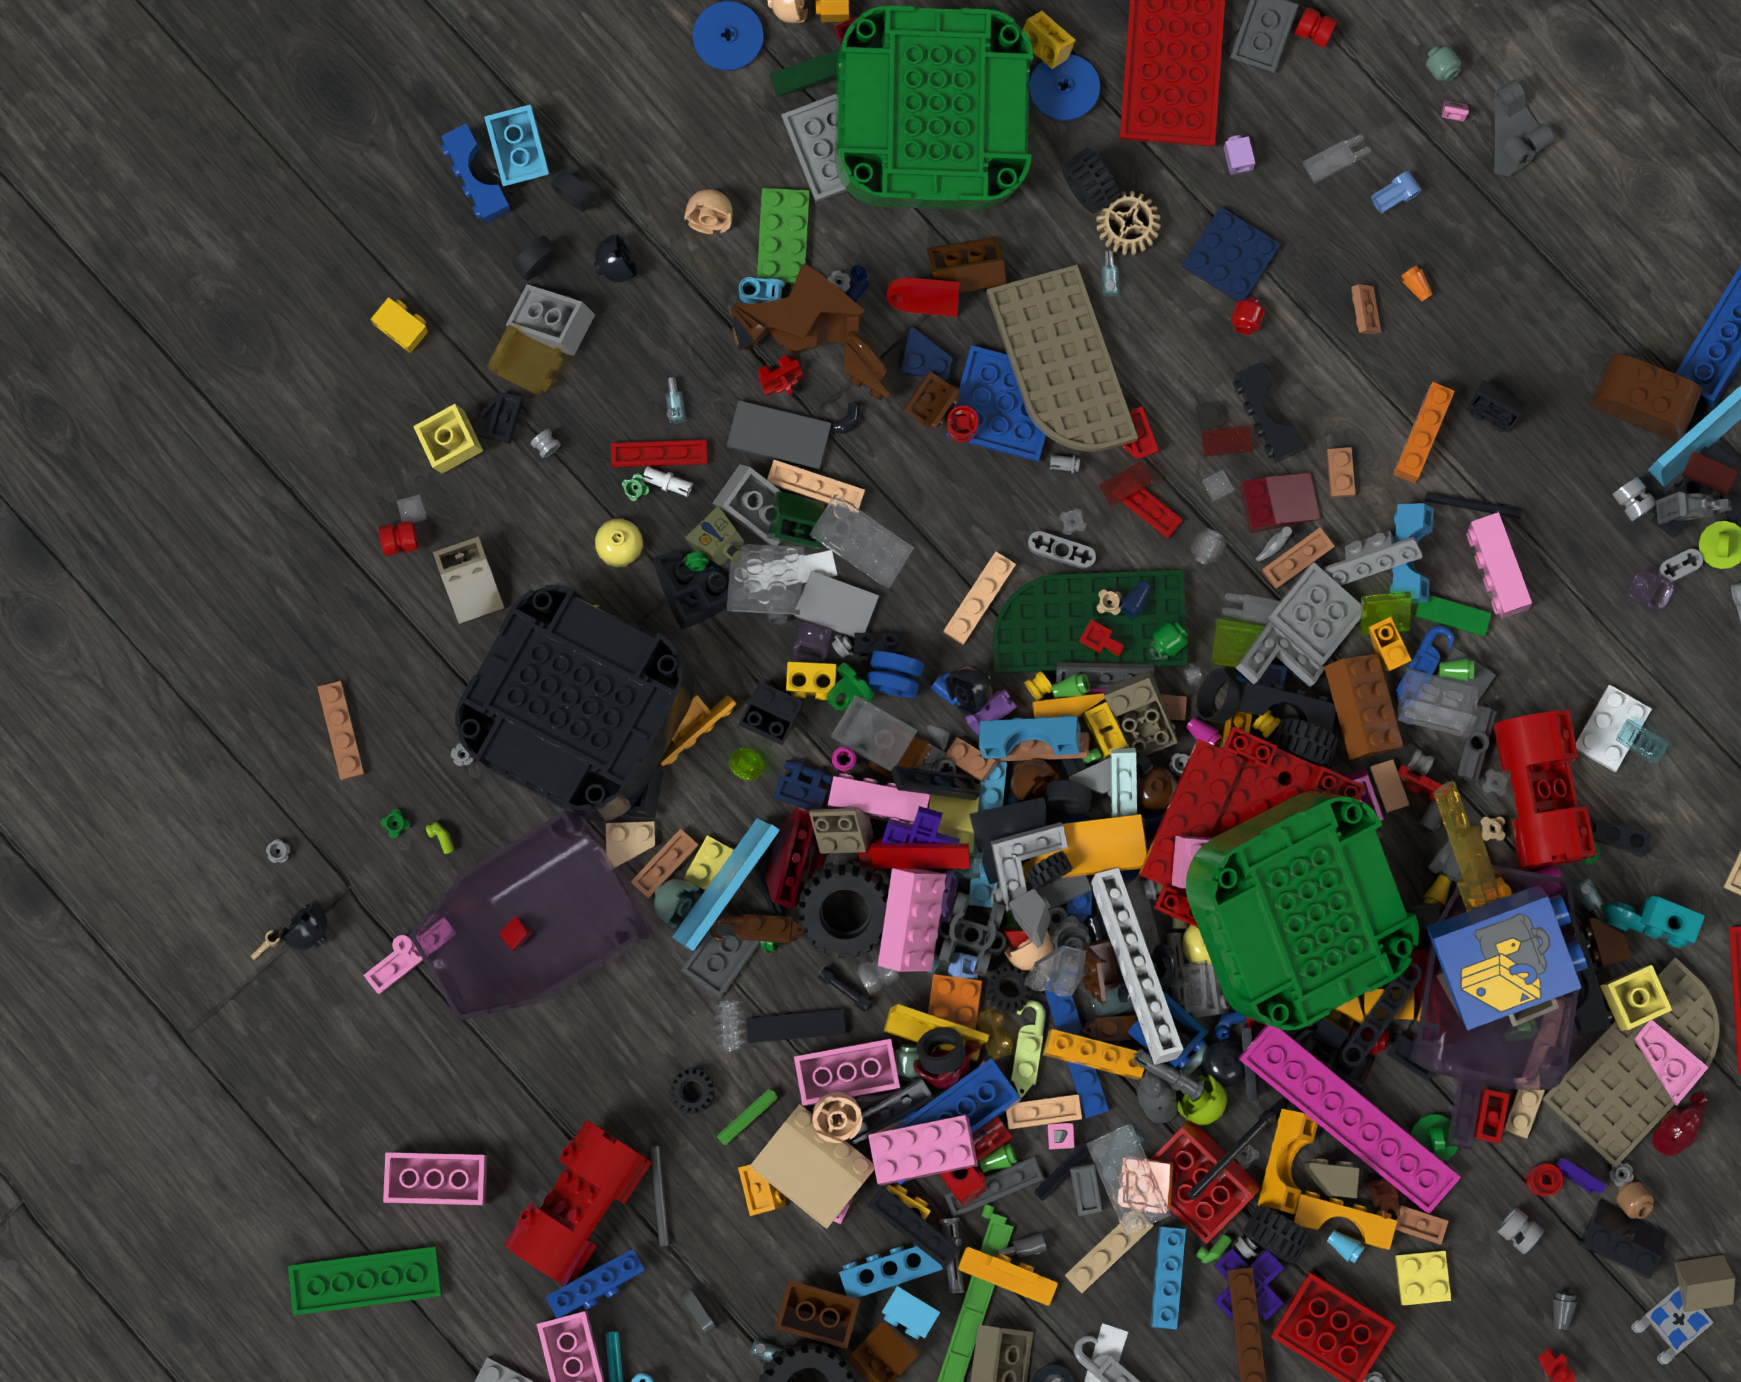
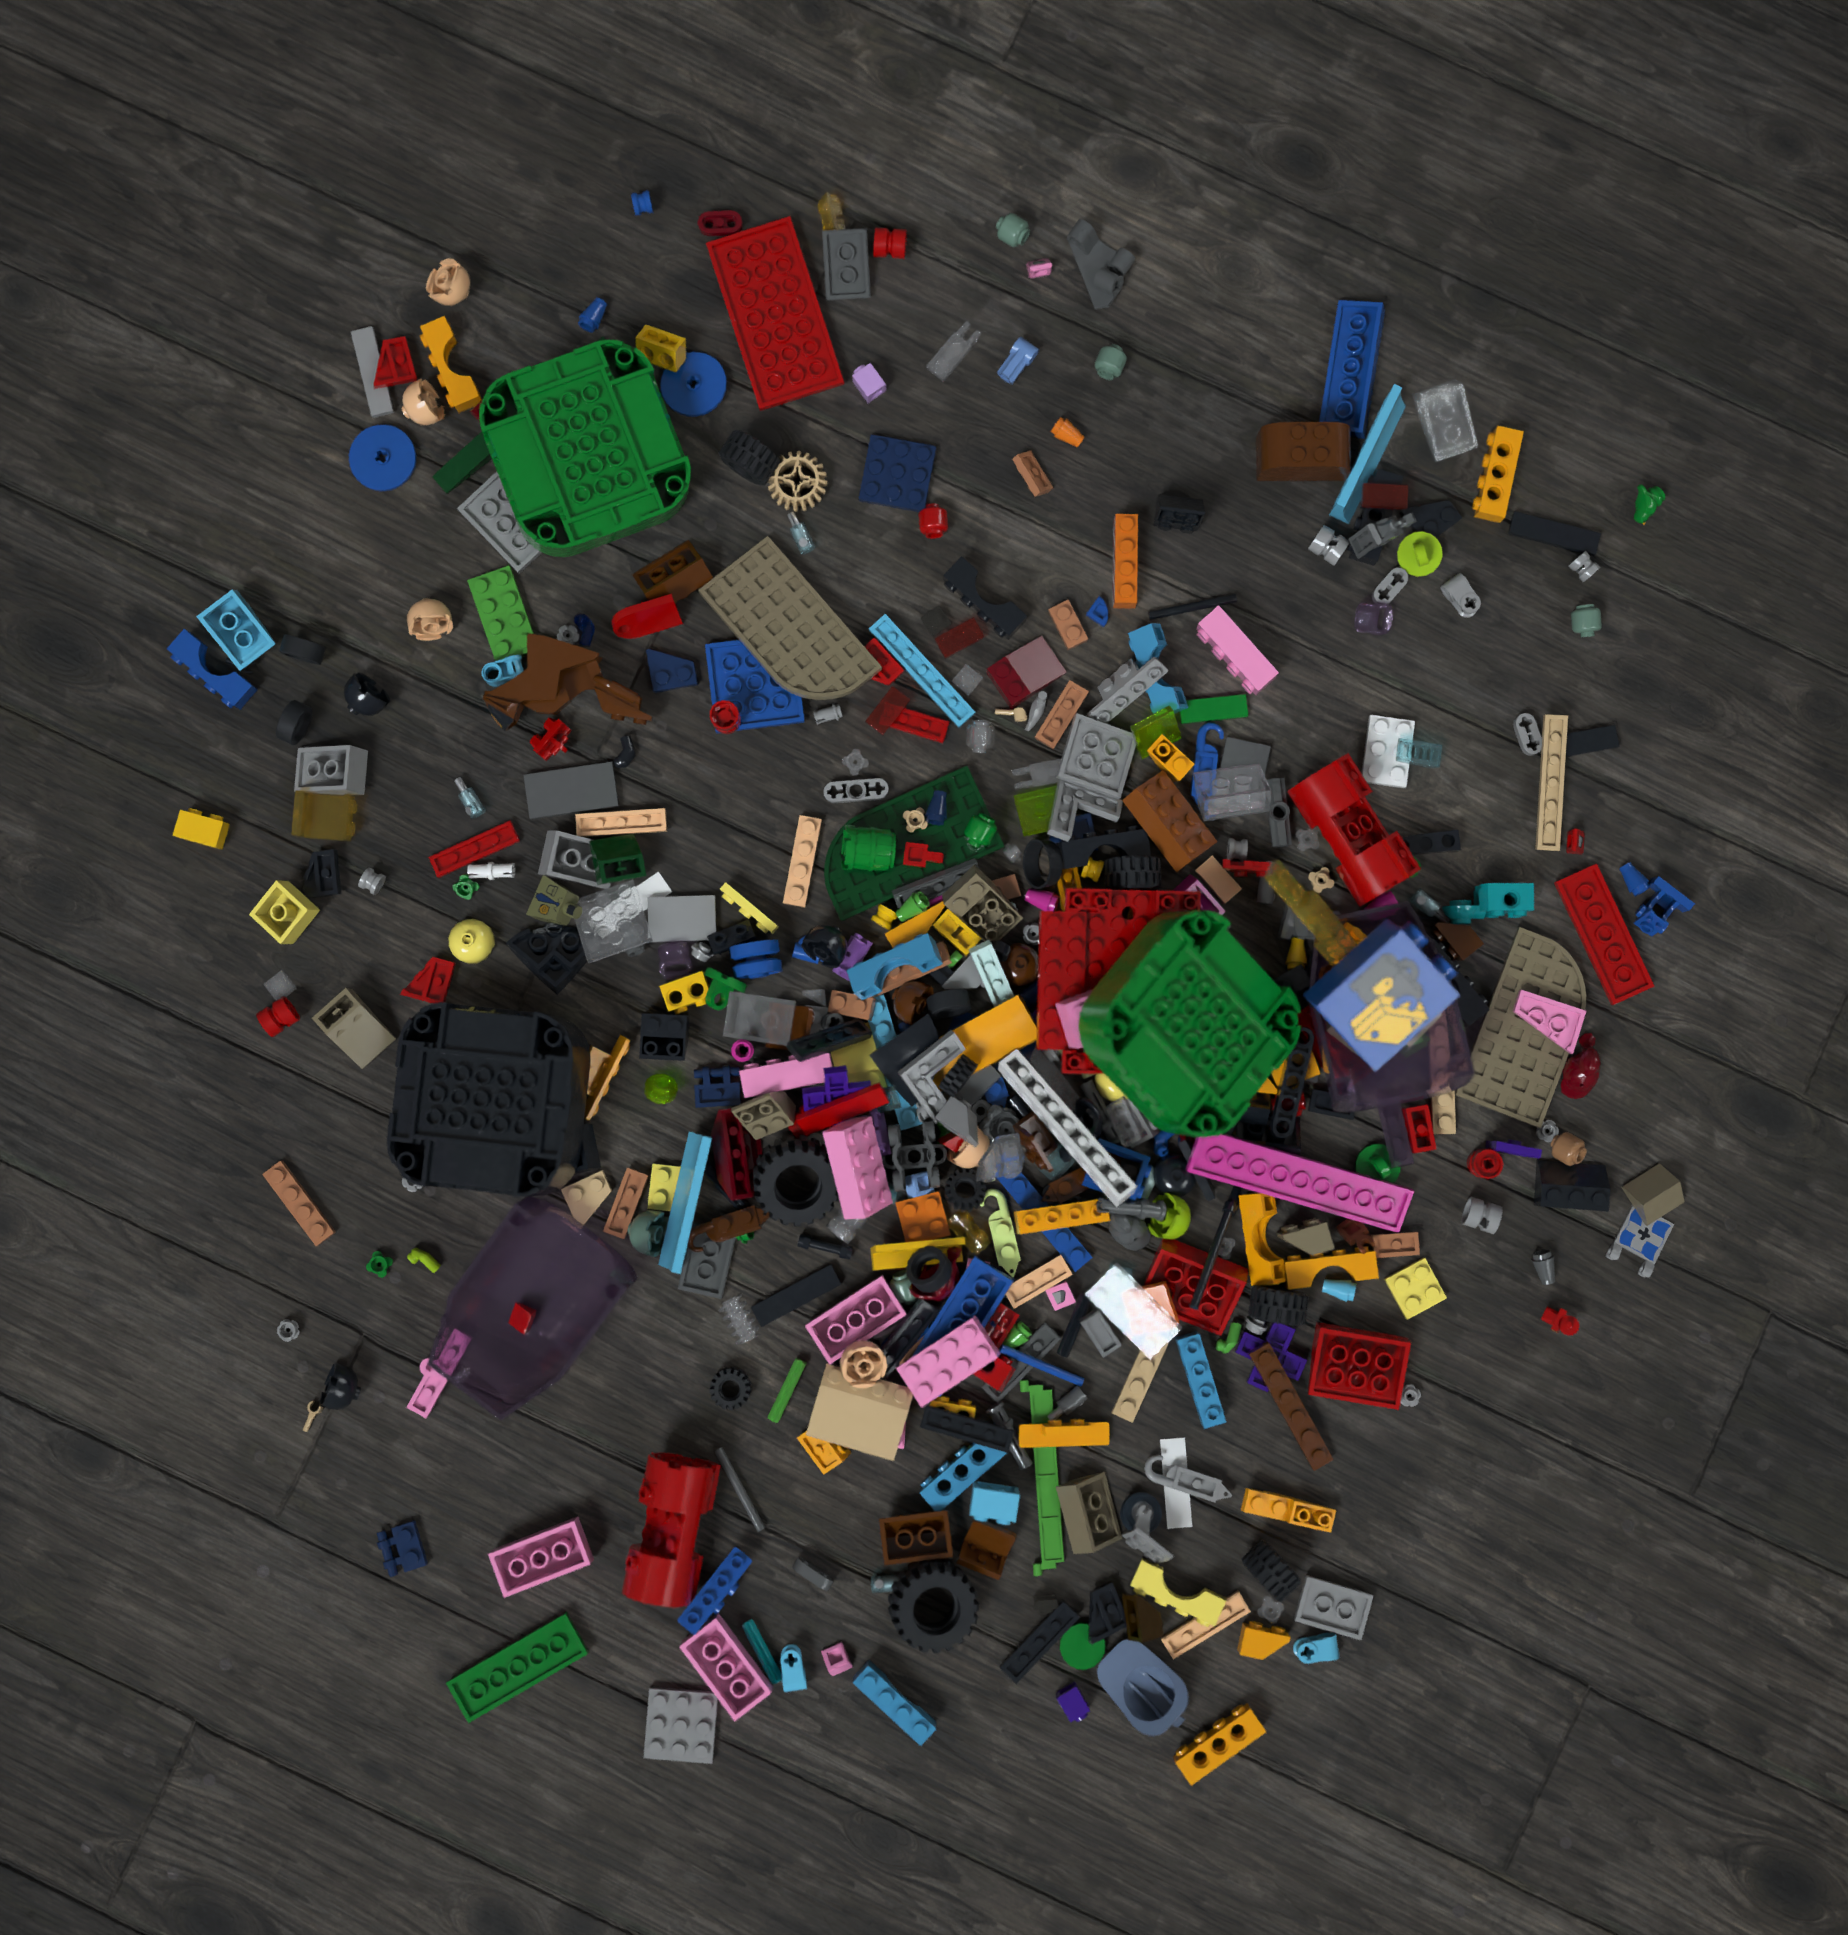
camera: 20 degrees left, 5 degrees up
(307, 1114) = (408, 1546): none -> dark blue plate
(563, 566) = (432, 982): none -> red wing
(696, 561) = (544, 930): green plate -> none
(861, 541) = (680, 854): clear plate -> none
(906, 622) = (748, 909): none -> light yellow plate
(932, 401) = (690, 707): reddish brown bracket -> none
(1013, 1197) = (1039, 1364): none -> blue bar
(1051, 610) = (868, 848): none -> green piece
(1176, 459) = (922, 670): none -> medium azure plate
(1256, 540) = (1019, 713): none -> tan hand
(1376, 472) = (1098, 612): none -> blue tile
(1458, 669) = (1237, 755): bright green cone -> none
(1488, 231) = (1110, 362): none -> sand green head
(1636, 997) = (1502, 977): light yellow brick -> none

